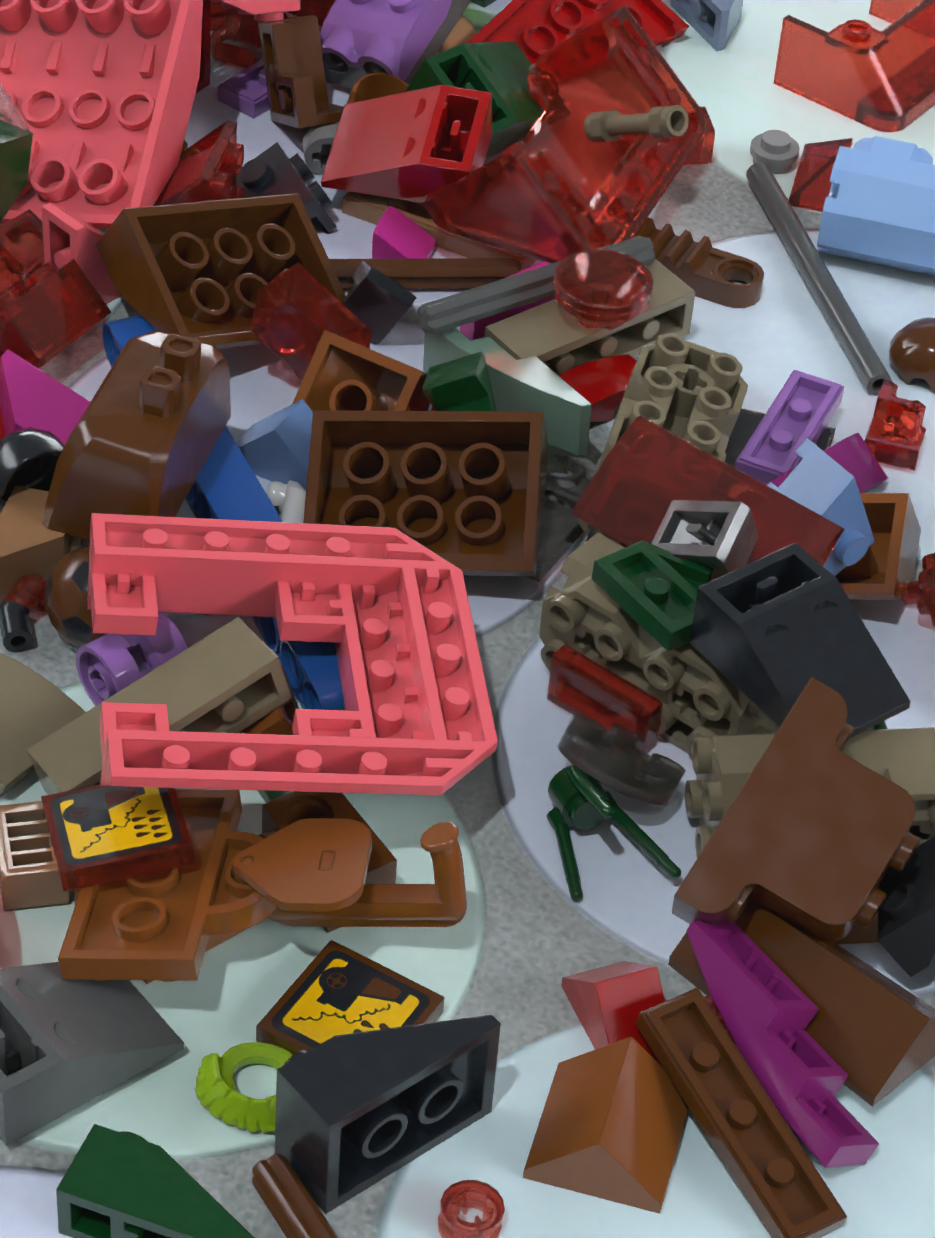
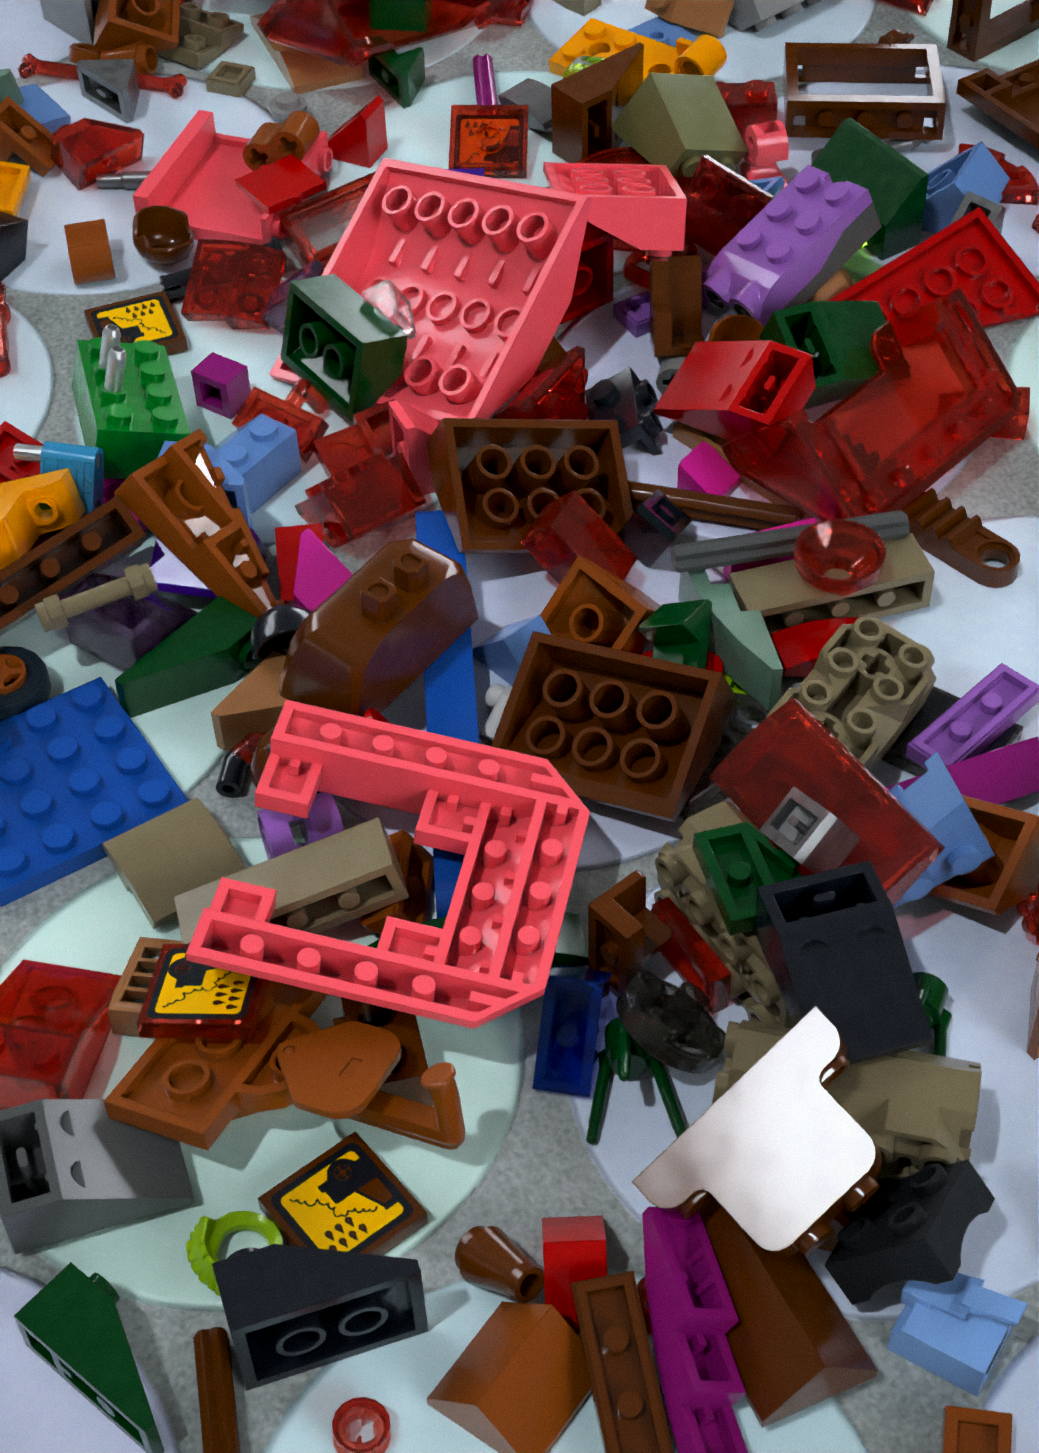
camera: 25 degrees right, 5 degrees up
(518, 797) = (571, 1030): none -> clear blue slope
(537, 695) = (624, 931): none -> reddish brown panel
(545, 1024) = (496, 1263): none -> reddish brown cone
(659, 122) = (958, 403): dark tan bar -> none

